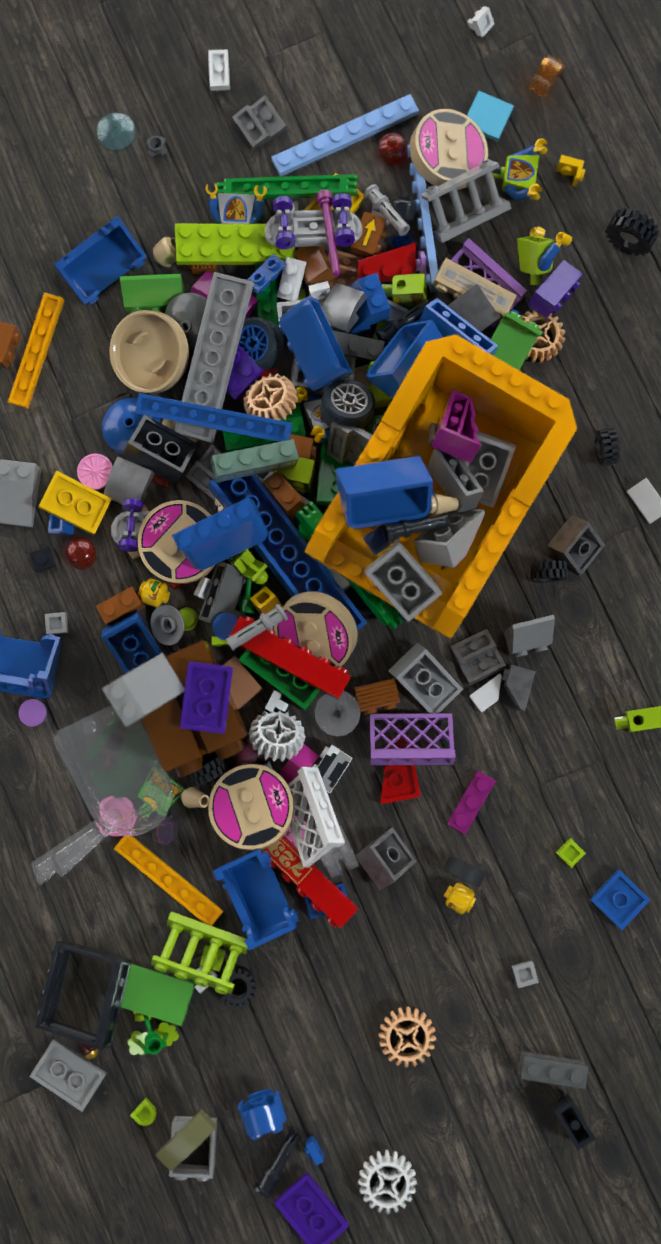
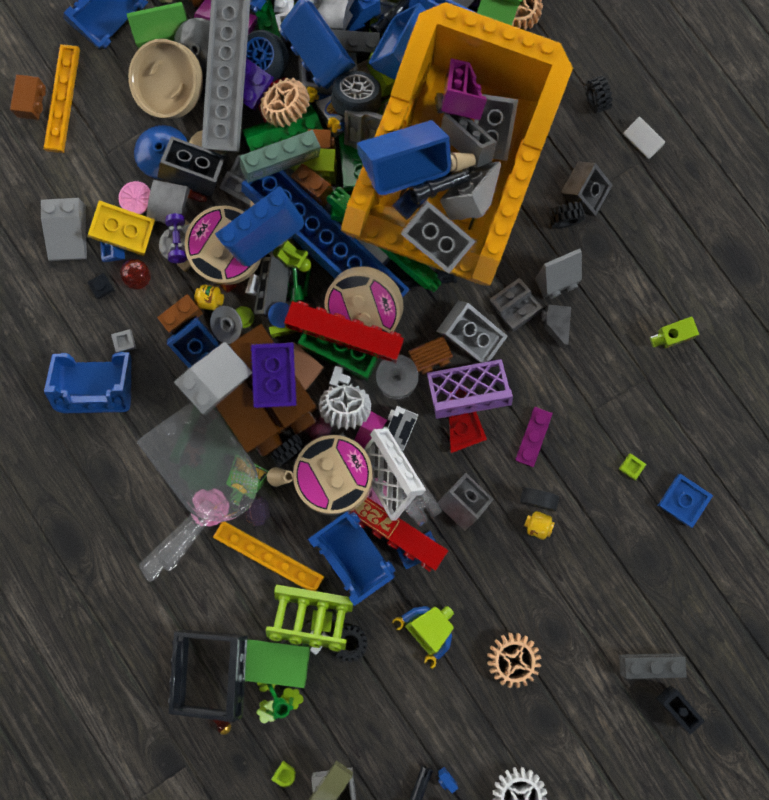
camera: 10 degrees left, 0 degrees up
(32, 712) = (116, 426): medium lavender piece -> none
(68, 1074) = (207, 752): light grey tile -> none
(213, 418) = (234, 126): blue plate -> none
(262, 1113) = (393, 755): blue brick -> none
(265, 601) = (314, 289): yellow brick -> none
(265, 622) = (316, 302): light grey pin -> none
(324, 988) = (430, 629): none -> lime torso
(487, 694) = (530, 337): white tile -> none
(525, 974) = (611, 583): light grey plate -> none

